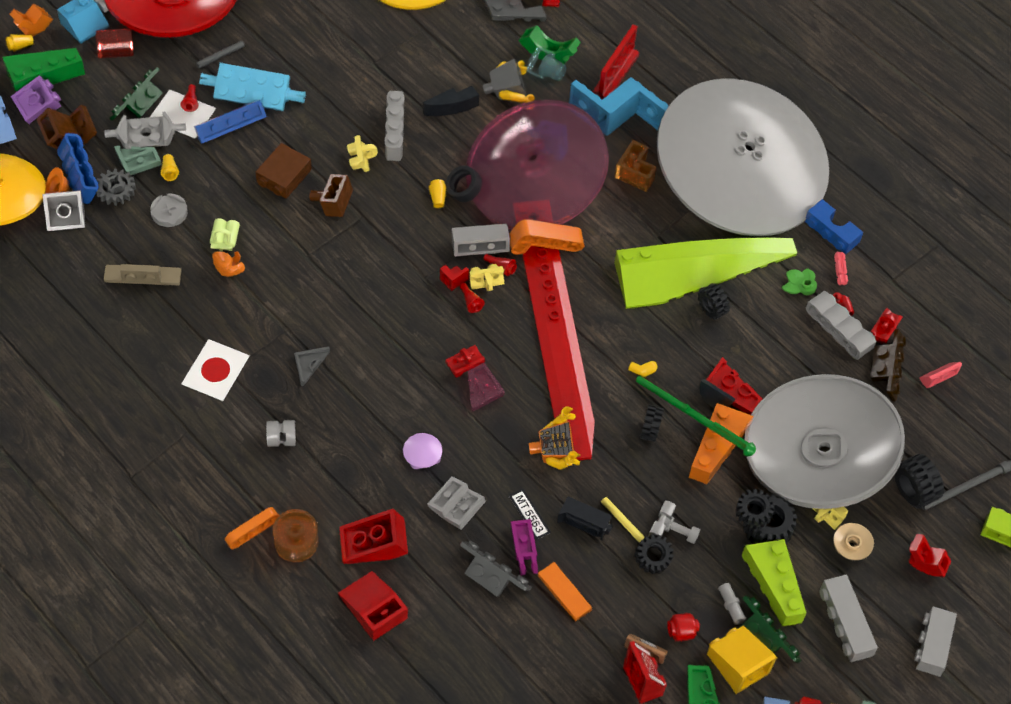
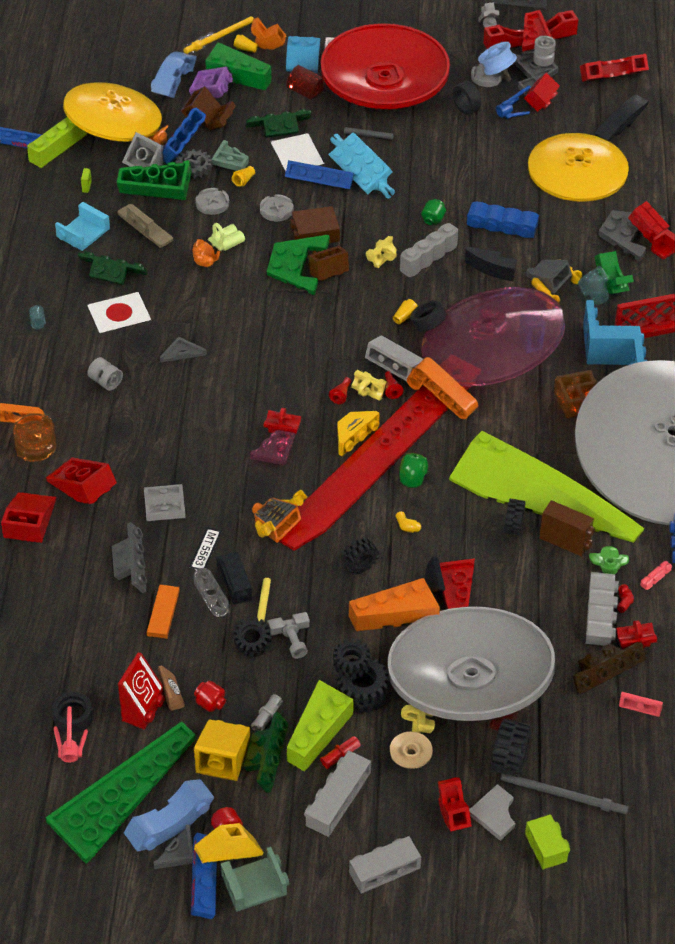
camera: 50 degrees right, 10 degrees down
(42, 271) = (86, 180): none -> lime tile
(93, 316) = (85, 228): none -> medium azure panel
(109, 226) = (156, 181): none -> green wedge
(131, 131) = (256, 145): light grey plate -> none
(158, 428) = (37, 317): none -> clear light blue piece
(166, 338) = (110, 270): none -> dark green bracket
(189, 102) = (307, 146): red cone -> none
(228, 177) = (276, 208): none -> light grey tile
(300, 218) = (289, 260): none -> green wing
(358, 89) = (433, 212): none -> green head
(418, 56) = (507, 220): none -> blue brick
(422, 450) = (184, 455): lavender dish -> none
(453, 277) = (345, 370): red panel -> none
(521, 324) = (355, 428): none -> yellow slope
(524, 544) = (173, 562): magenta hinge -> none
(562, 545) = (211, 600): none -> clear beam
(600, 321) = (413, 469): none -> green helmet
(748, 448) = (395, 614): green bar -> none
(757, 281) = (567, 528): none -> reddish brown brick
(812, 587) = (340, 751): none -> red axle
(949, 537) = (493, 812): none -> light grey tile

